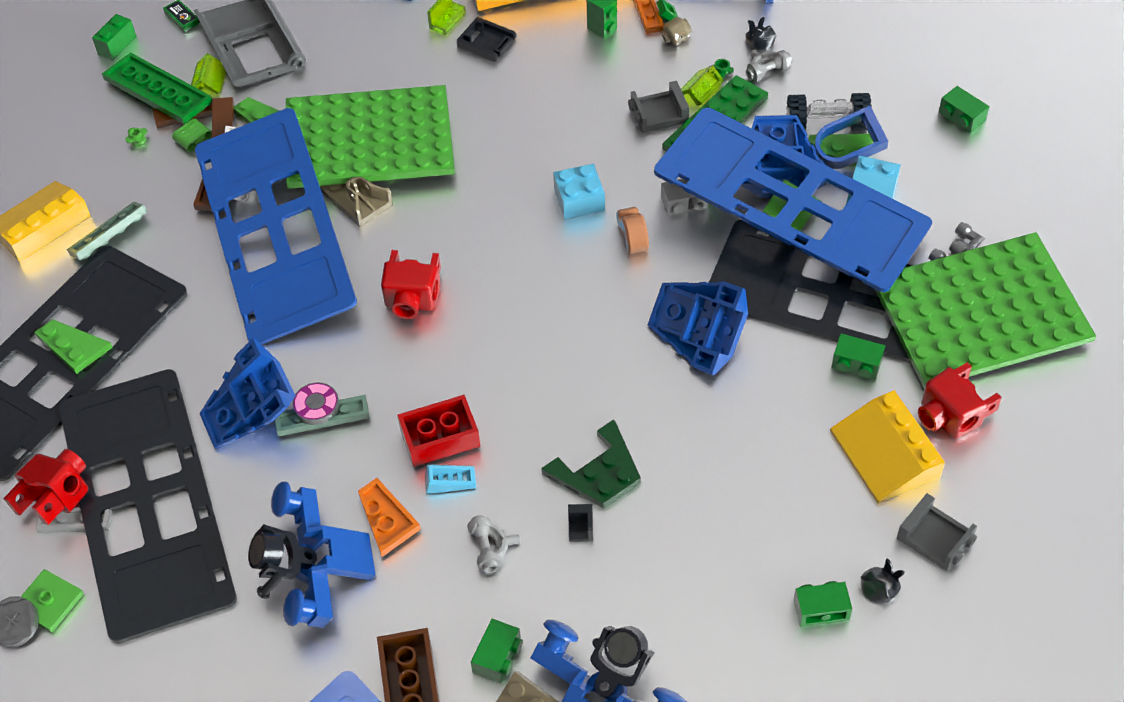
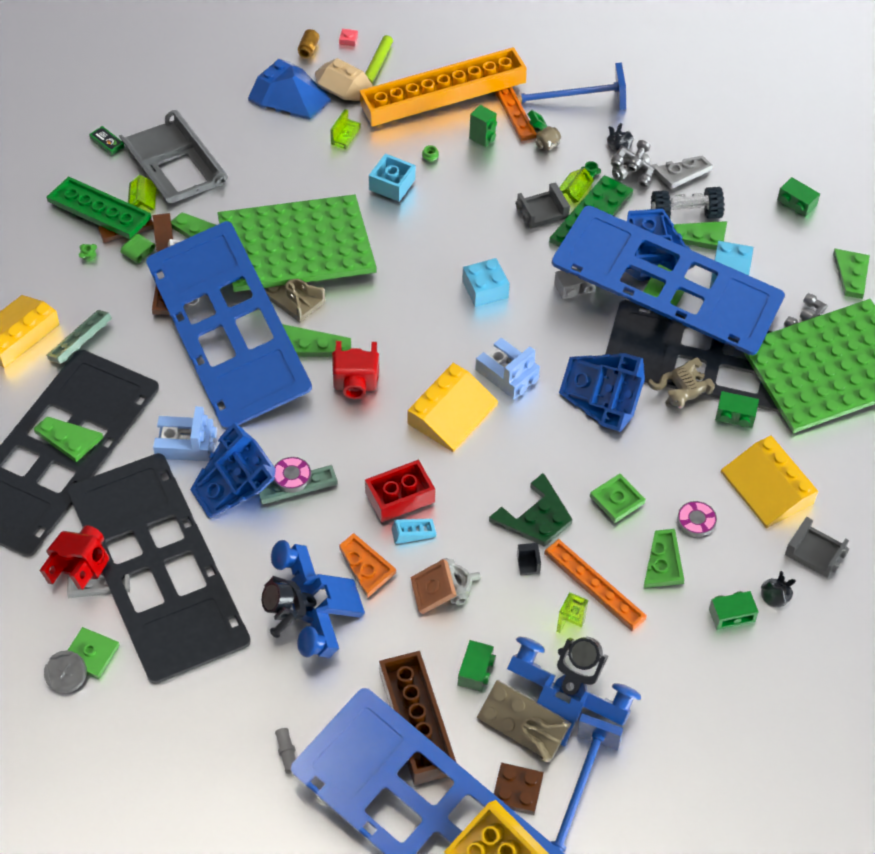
camera: 10 degrees left, 0 degrees up
(114, 37) = (51, 163): green brick -> none
(203, 351) = (186, 437): none -> light blue brick
(368, 251) = (314, 343): none -> bright green wing
(459, 549) = (433, 586): none -> nougat plate
(489, 67) = (392, 177): none -> medium azure brick
(490, 42) = (384, 145): black container -> none
(516, 335) = (451, 407): none -> yellow slope
(539, 42) = (430, 153): none -> bright green plate
(591, 292) = (509, 368): none -> light blue brick
(621, 589) = (573, 611): none -> clear neon green panel
(634, 228) = (538, 311): nougat animal -> none
(658, 560) = (595, 585): none -> orange tile
(698, 455) = (617, 498): none -> bright green plate
(746, 536) = (664, 562): none -> bright green wing
(773, 60) = (635, 161): none -> flat silver piece
(792, 487) = (696, 519): none -> tile
(798, 317) = (685, 380): none -> dark tan animal
(822, 77) = (679, 173): none -> light grey wing
(873, 127) = (726, 214): blue window -> none
(953, 403) = (819, 443): red piece -> none
(1020, 199) = (853, 271): none -> bright green wing

